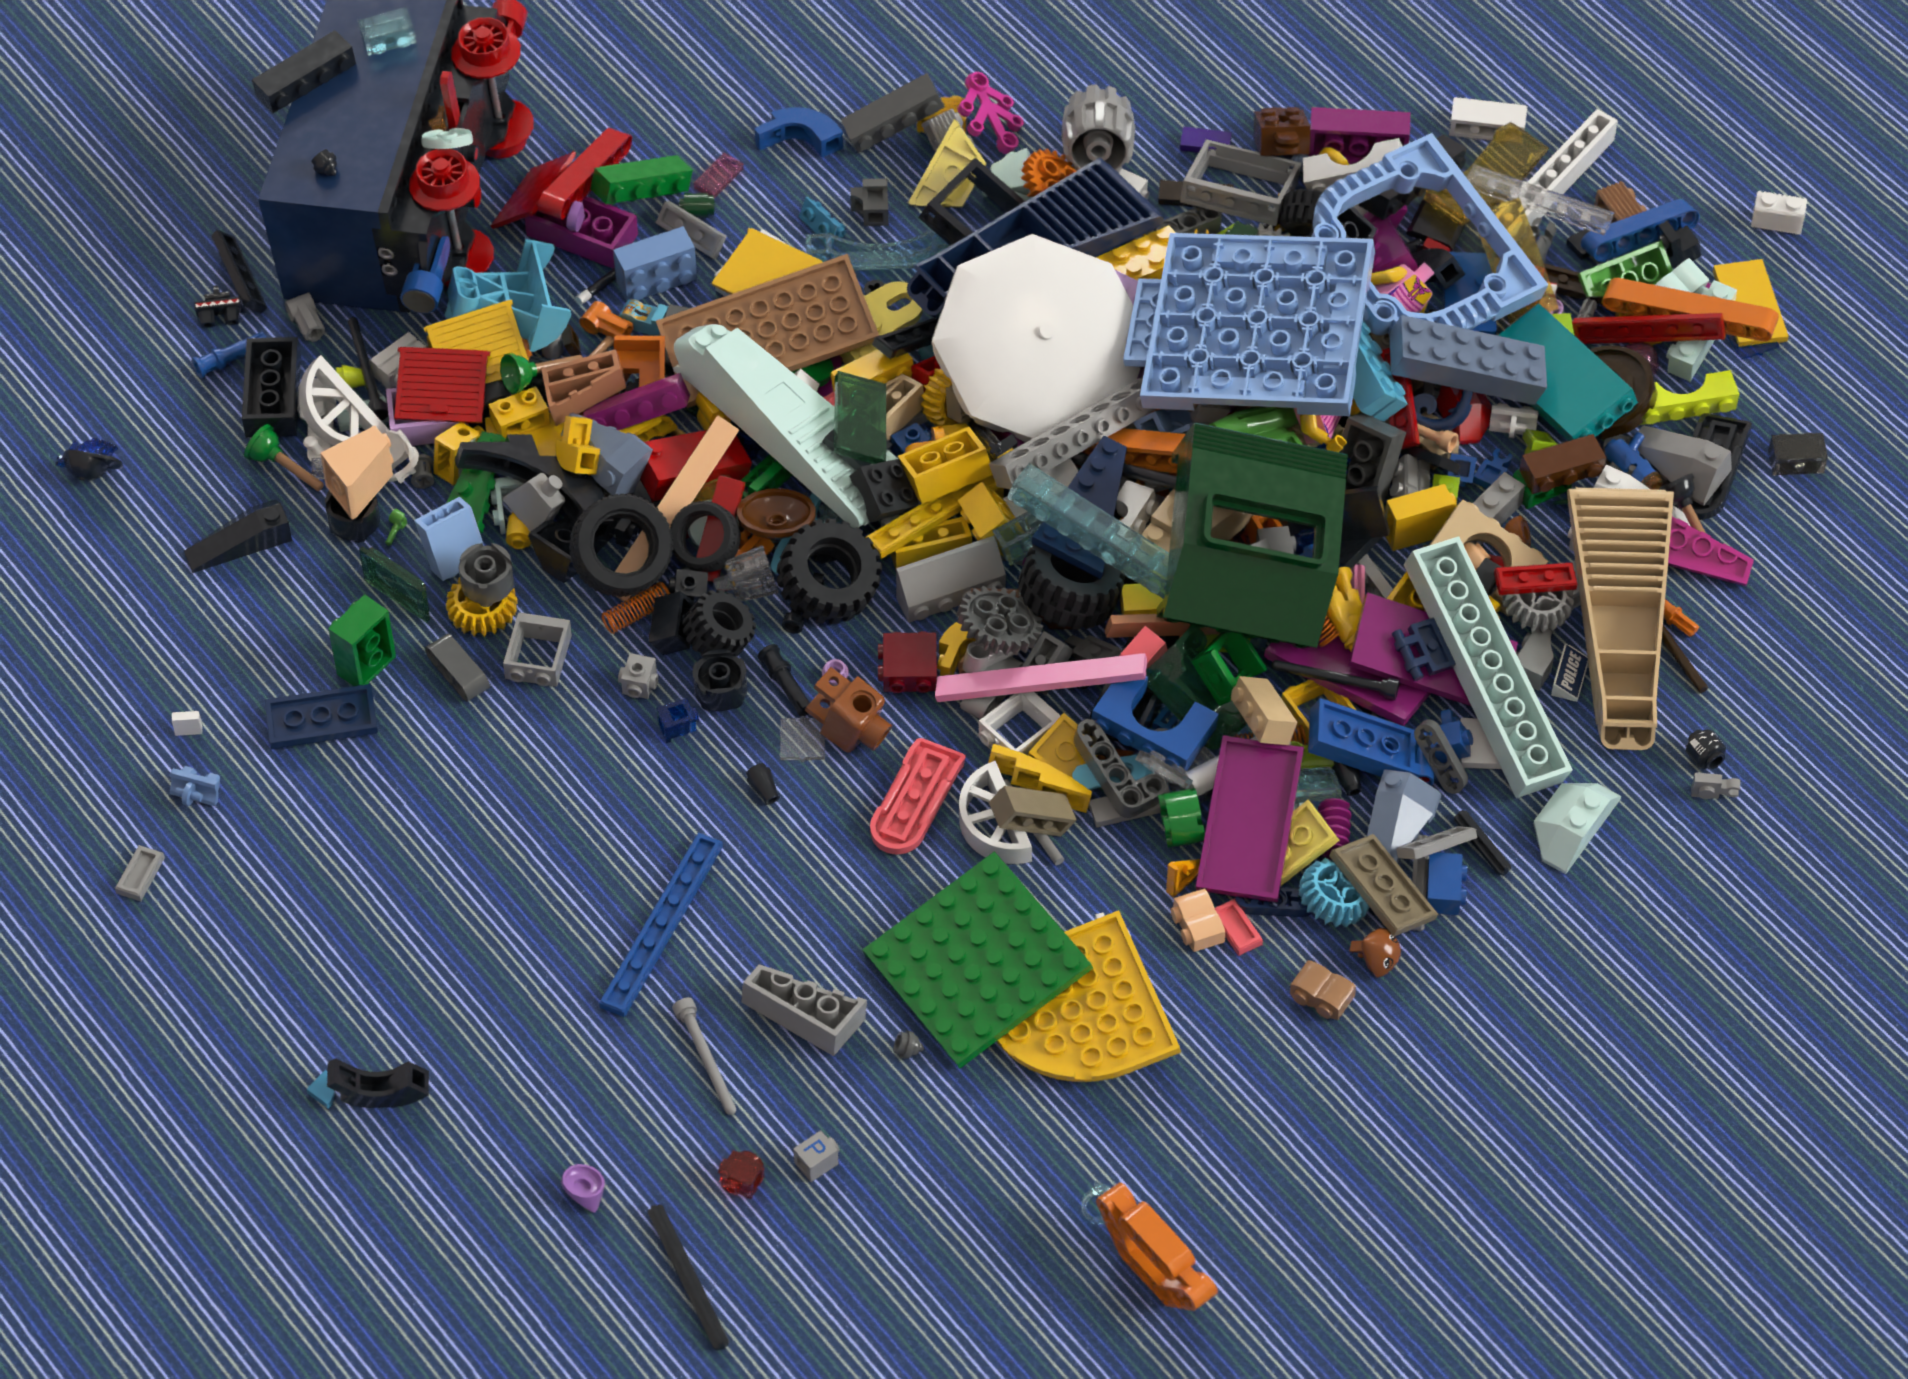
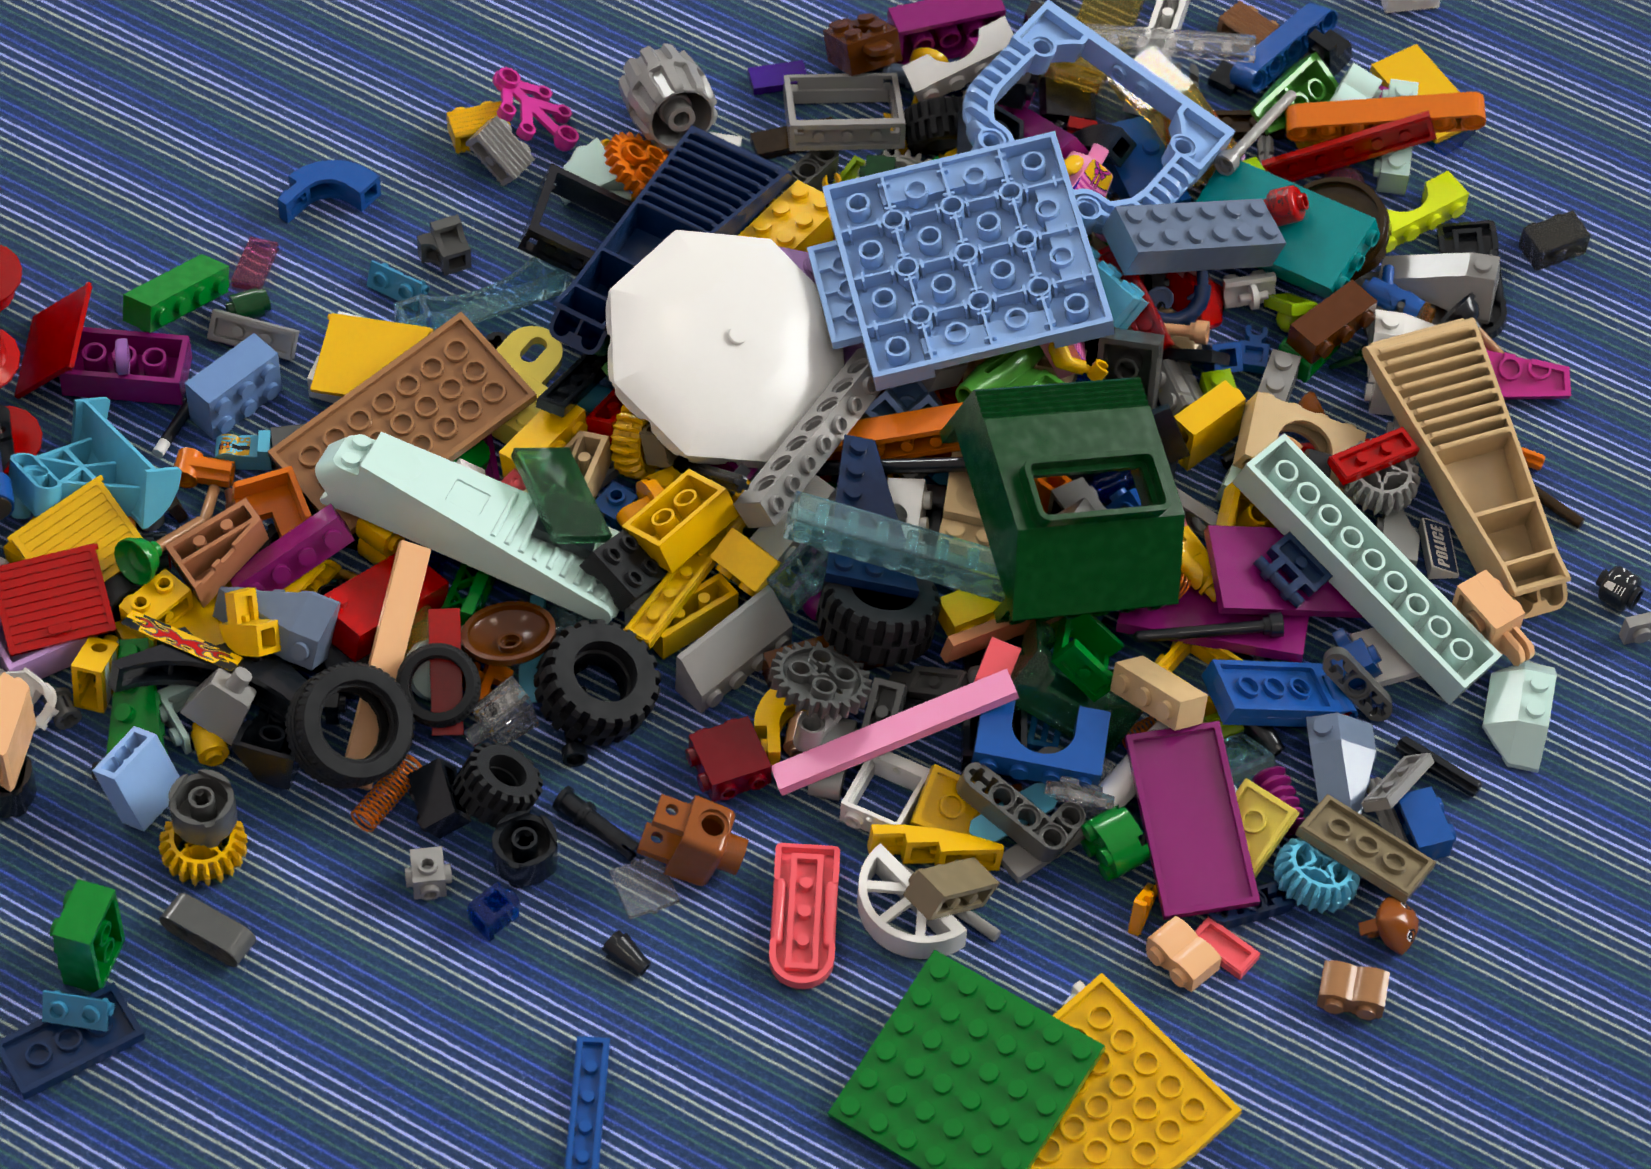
camera: 25 degrees left, 0 degrees up
(333, 694) = (76, 1010): none -> dark azure hinge
(395, 582) = (93, 851): clear green piece -> none
(399, 520) = (59, 775): bright green hand -> none
(523, 443) = (181, 640): none -> sticker
(538, 628) = (287, 852): light grey window -> none
(576, 180) = (106, 306): red beam -> none
(690, 582) = (439, 743): black brick -> none
(839, 666) = (643, 790): lavender plate -> none
(892, 113) = (428, 139): dark grey brick -> none
(949, 160) = (516, 186): light yellow wing -> none
(1536, 308) = (1229, 160): none -> light grey piece
(1563, 357) = (1287, 205): none -> red head
(1580, 737) = (1494, 615): none -> light nougat brick

